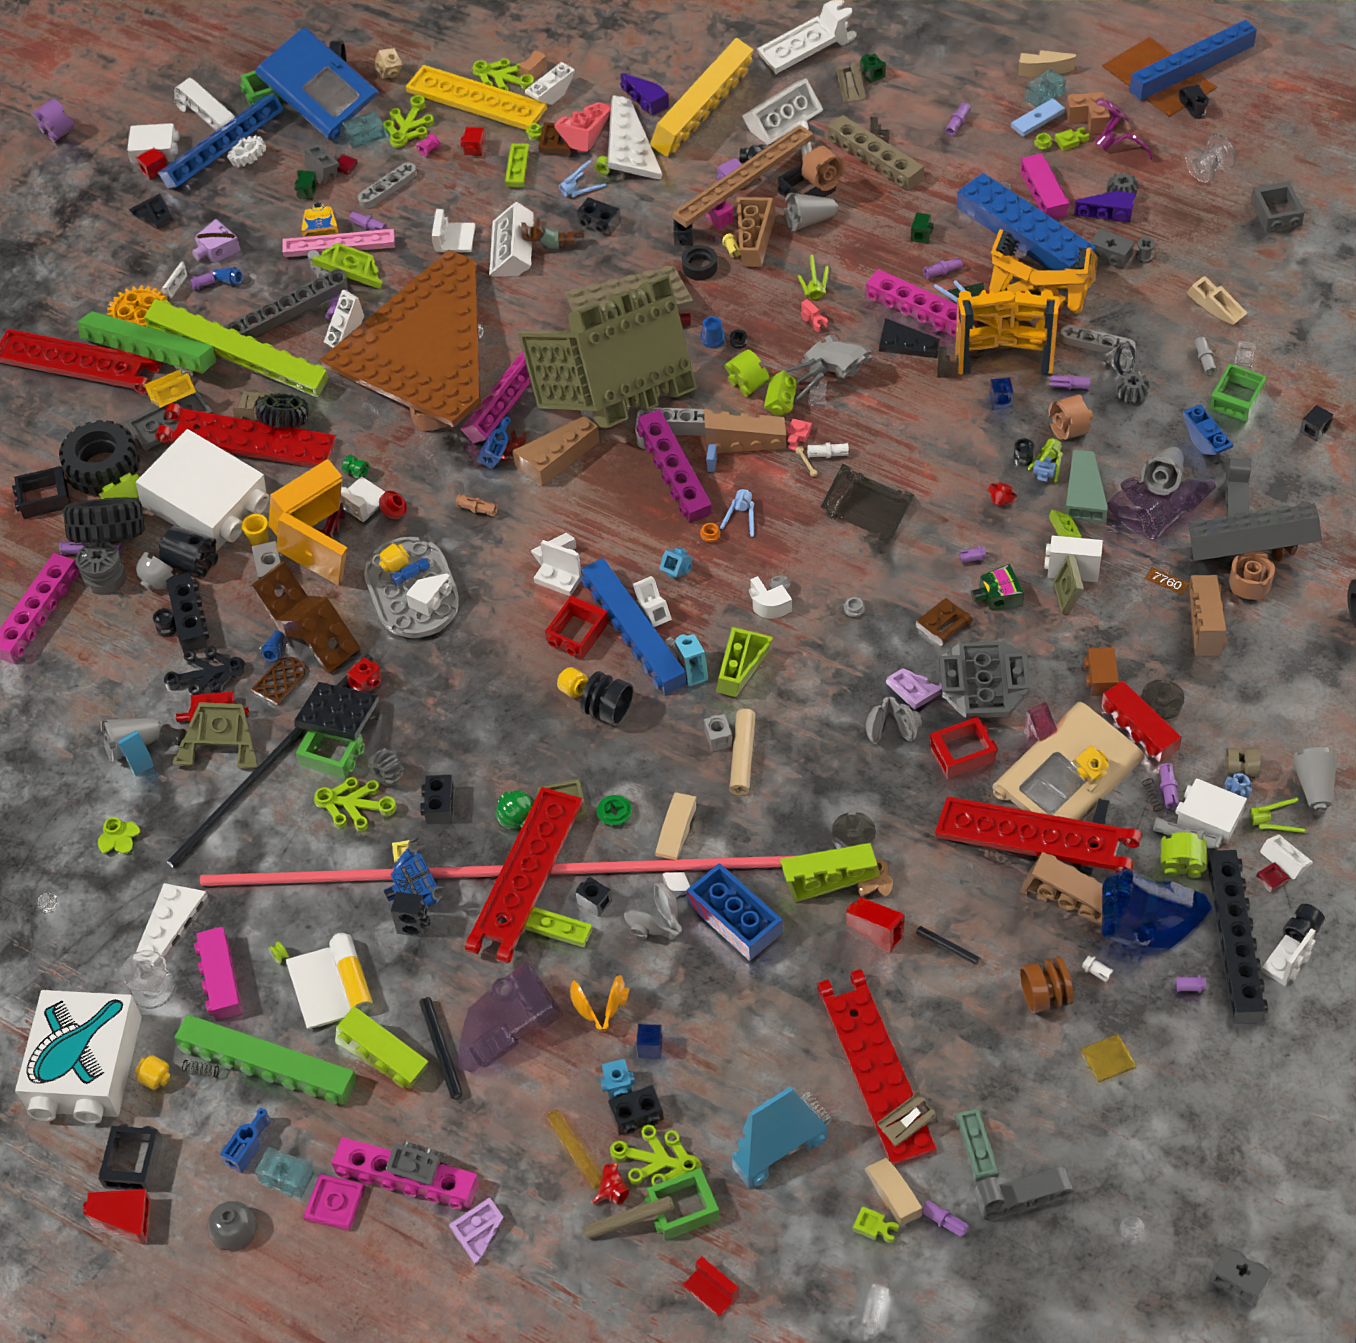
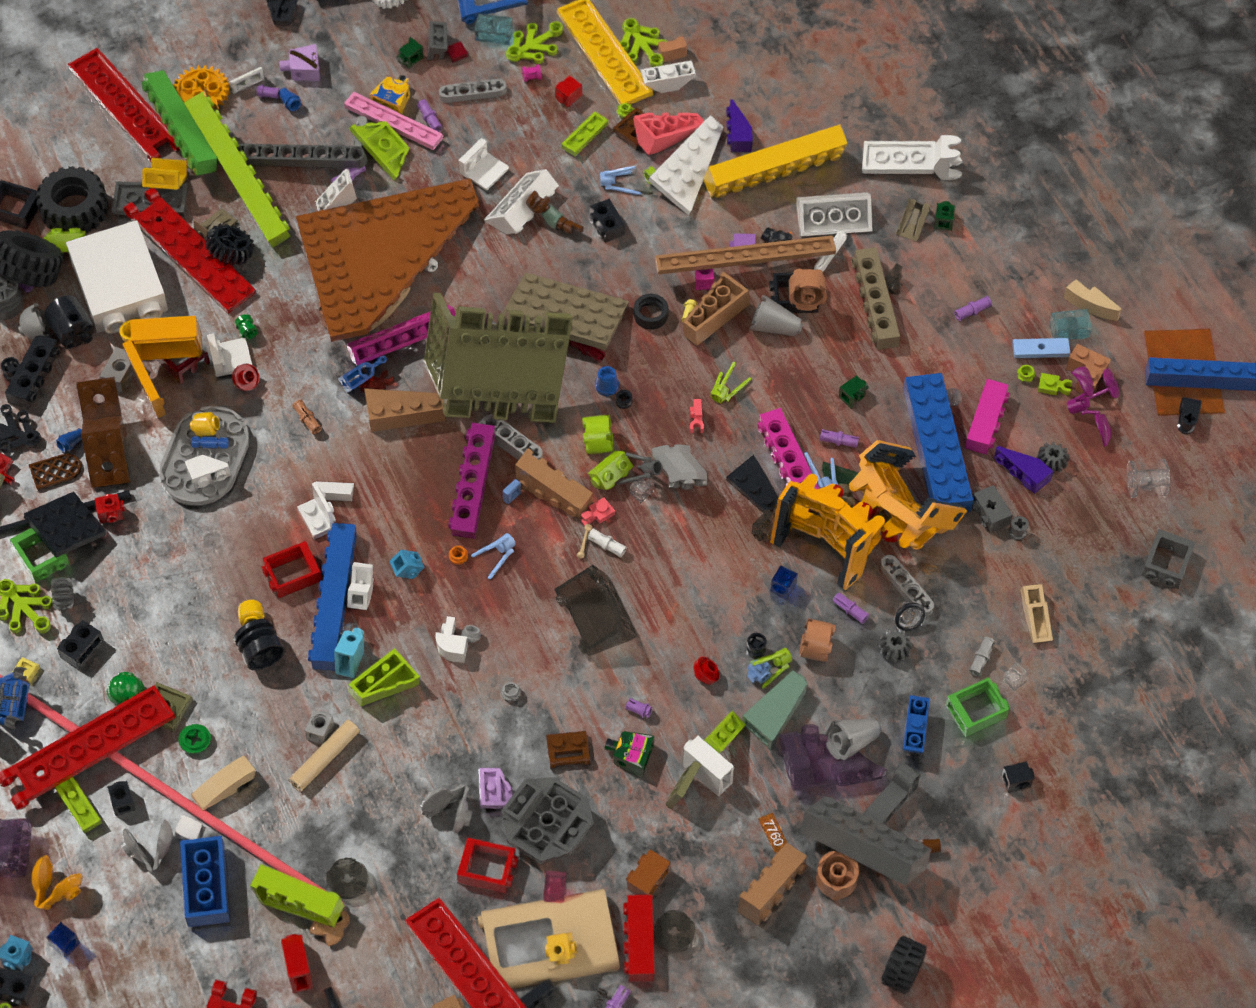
camera: 30 degrees right, 5 degrees up
(683, 235) = (659, 281): black brick -> none

